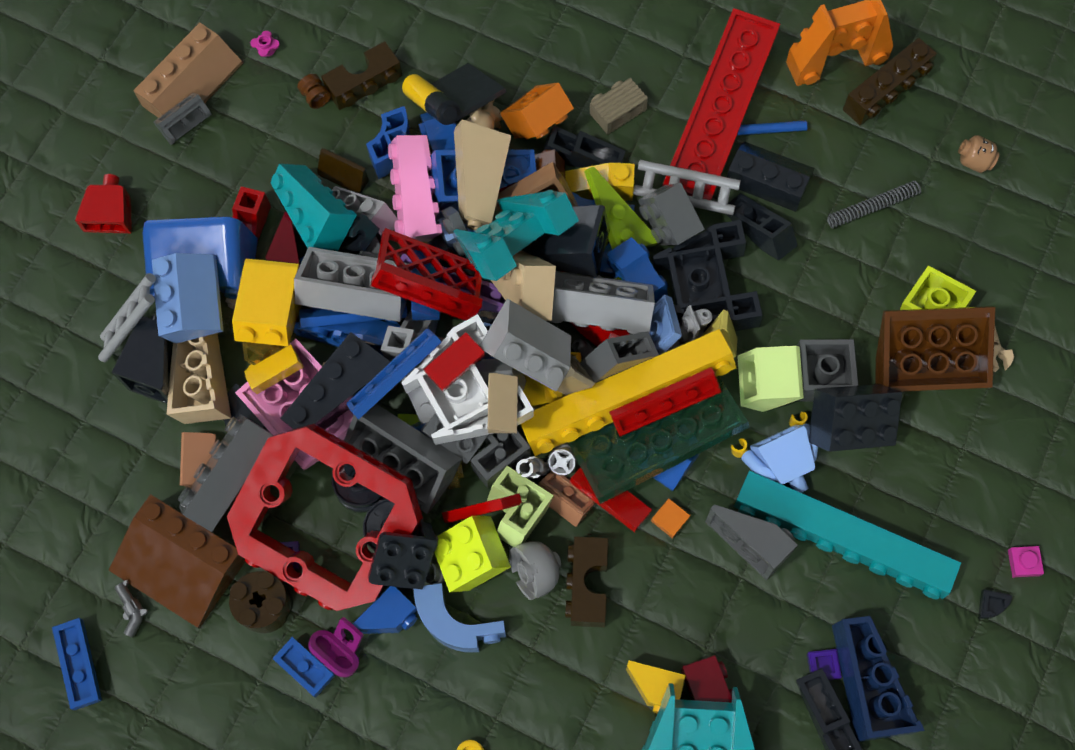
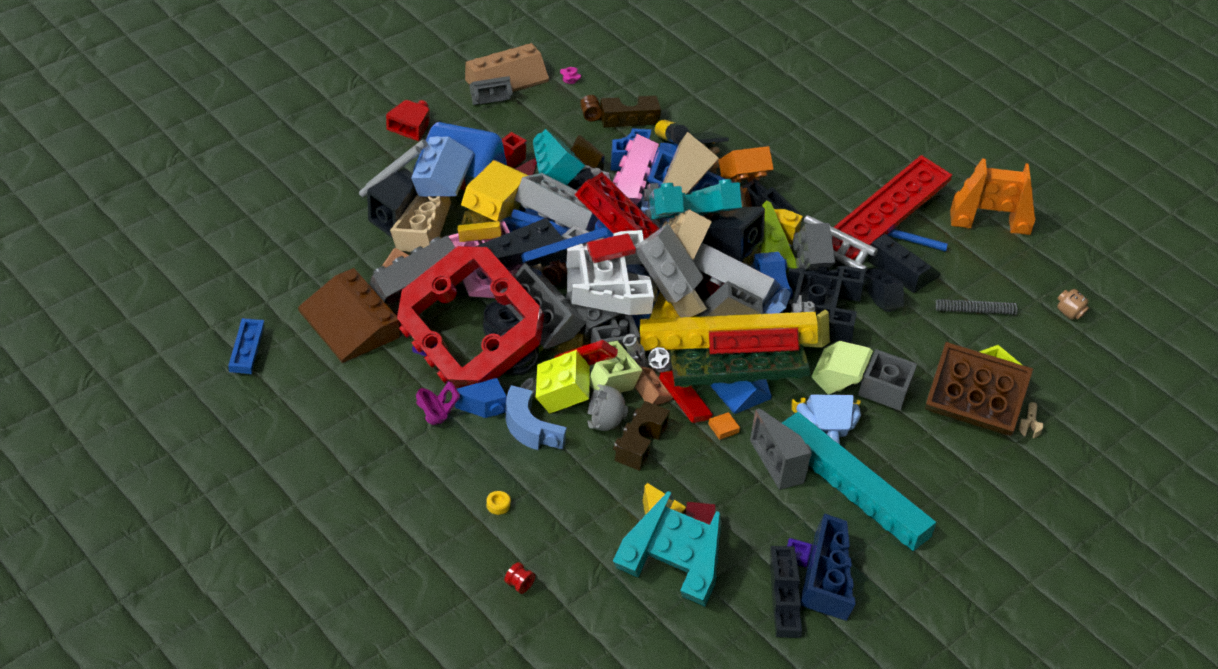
camera: 15 degrees right, 25 degrees down
(132, 608) = (302, 332): flat silver piece -> none
(246, 595) = (396, 357): dark brown brick -> none
(303, 667) = (405, 406): blue plate -> none
(403, 558) = (513, 356): black bracket -> none
(502, 403) = (632, 282): tan slope -> none
(618, 105) = (808, 188): dark tan brick -> none
(855, 417) = (895, 403): black brick -> none
(889, 82) = (1023, 241): dark brown brick -> none
(992, 604) = (952, 567): black tile -> none
(1025, 561) = (991, 551): dark pink plate -> none

